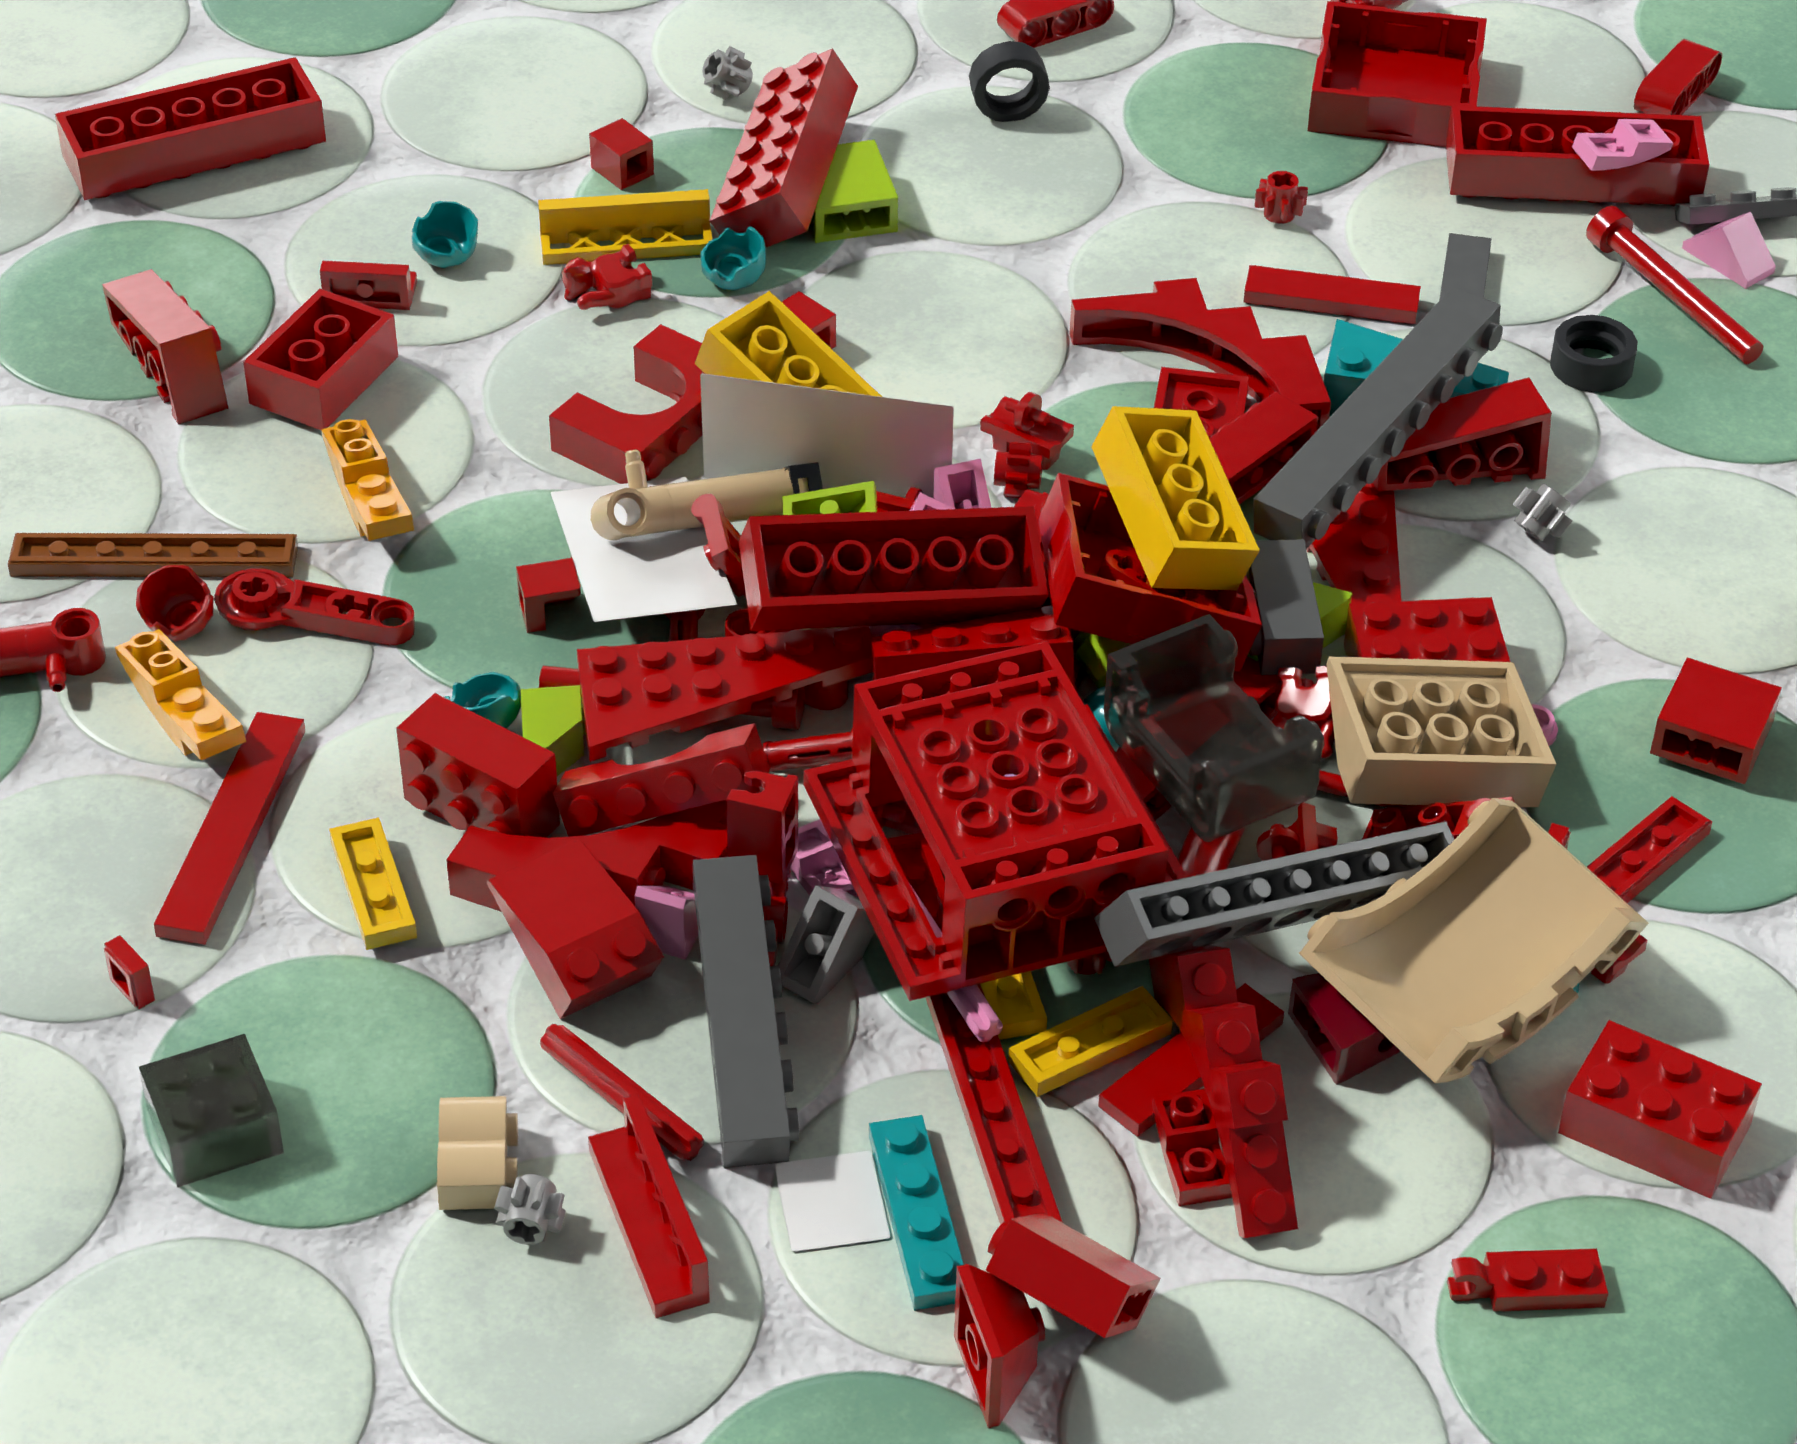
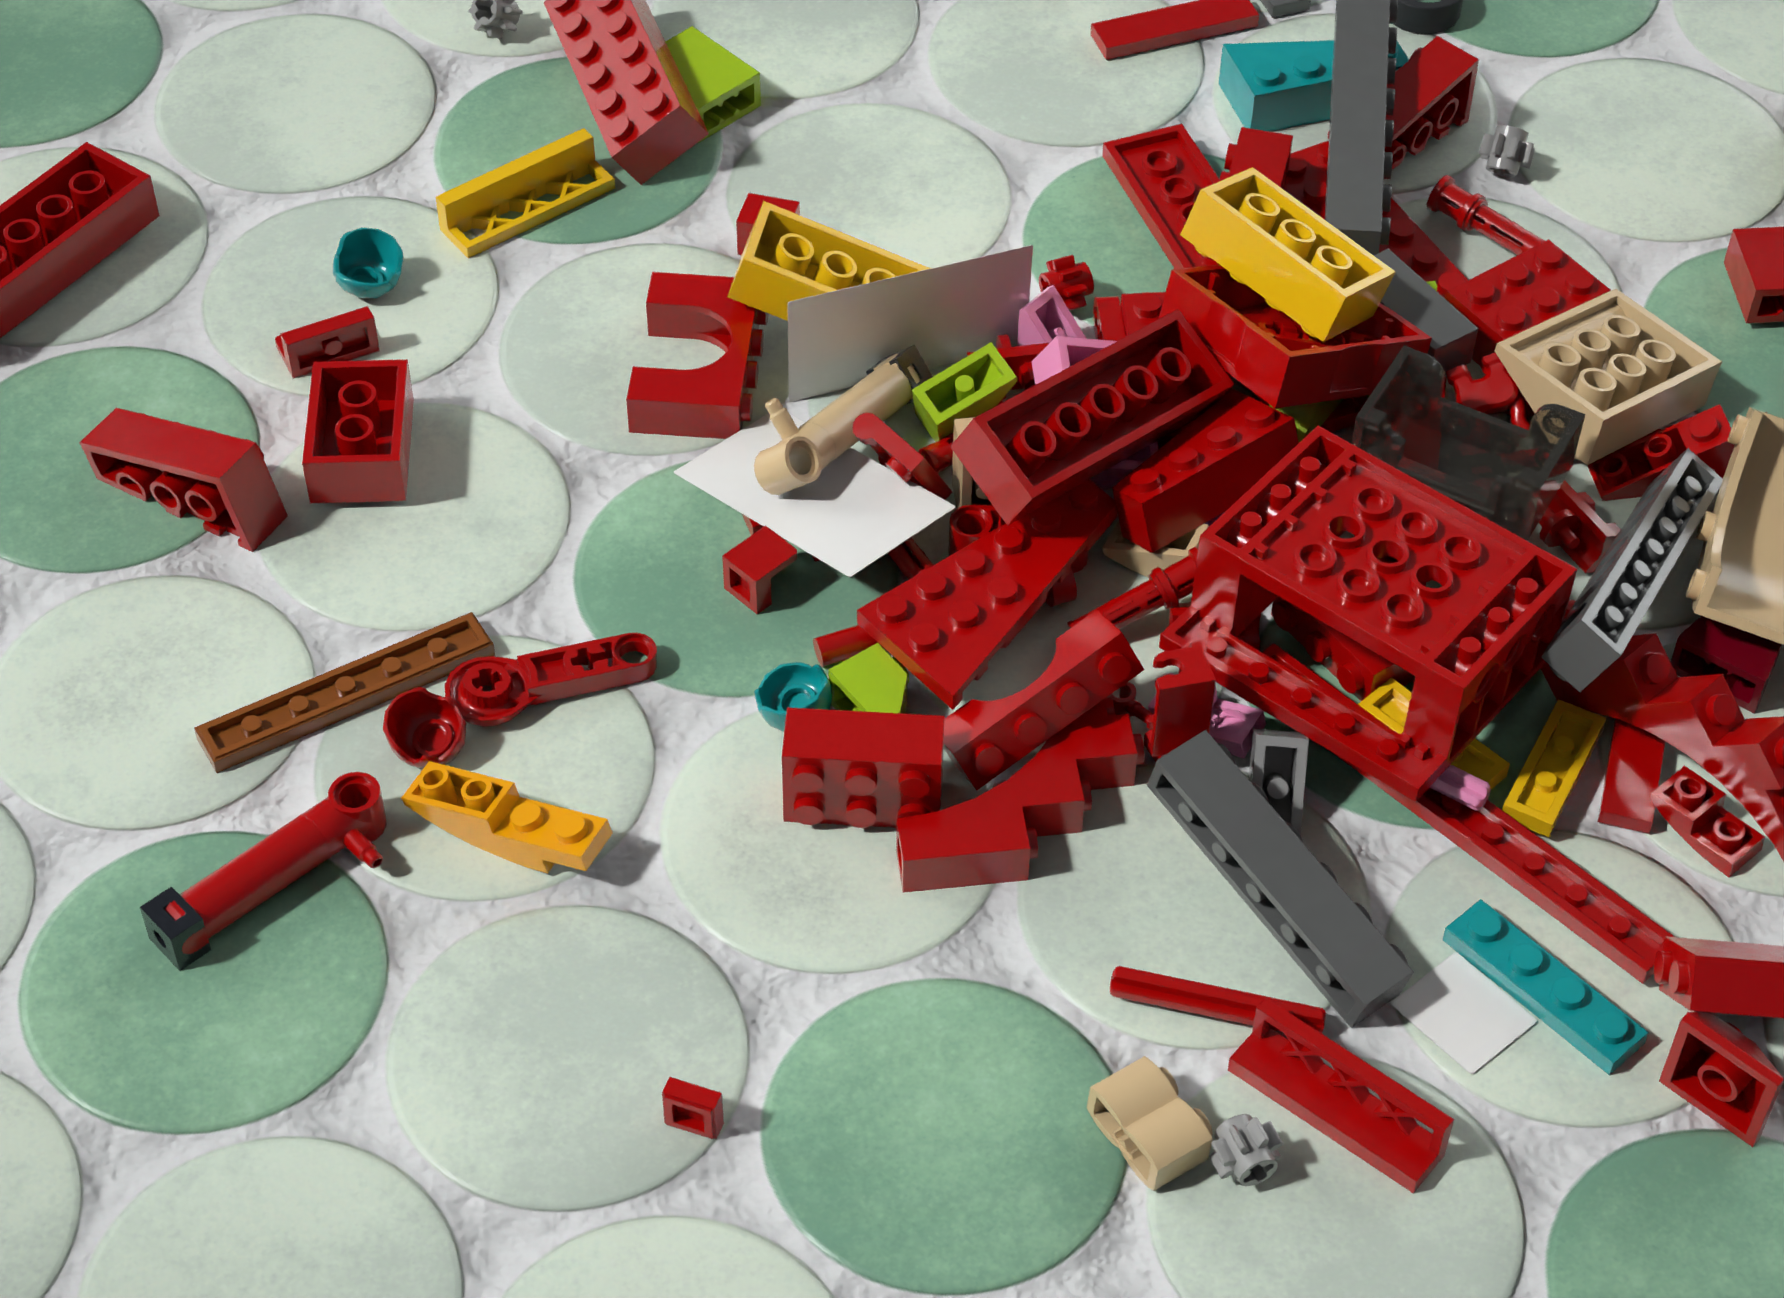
camera: 30 degrees left, 5 degrees up
(211, 1110) = (888, 1202): clear smoke brick -> none
(229, 829) = (657, 928): red tile -> none
(365, 480) = (496, 535): light orange slope -> none
(373, 883) = (837, 914): yellow plate -> none
(575, 927) = (1072, 870): red slope -> none
(611, 276) = (550, 244): red animal -> none
(621, 153) = (461, 123): red brick -> none
(670, 917) = (1127, 823): bright pink slope -> none
(734, 259) = (654, 184): teal hair -> none
(1027, 423) = (1049, 237): red hips -> none
(1221, 339) = (1132, 98): red arch -> none
(1462, 555) = (1473, 213): none -> red pin

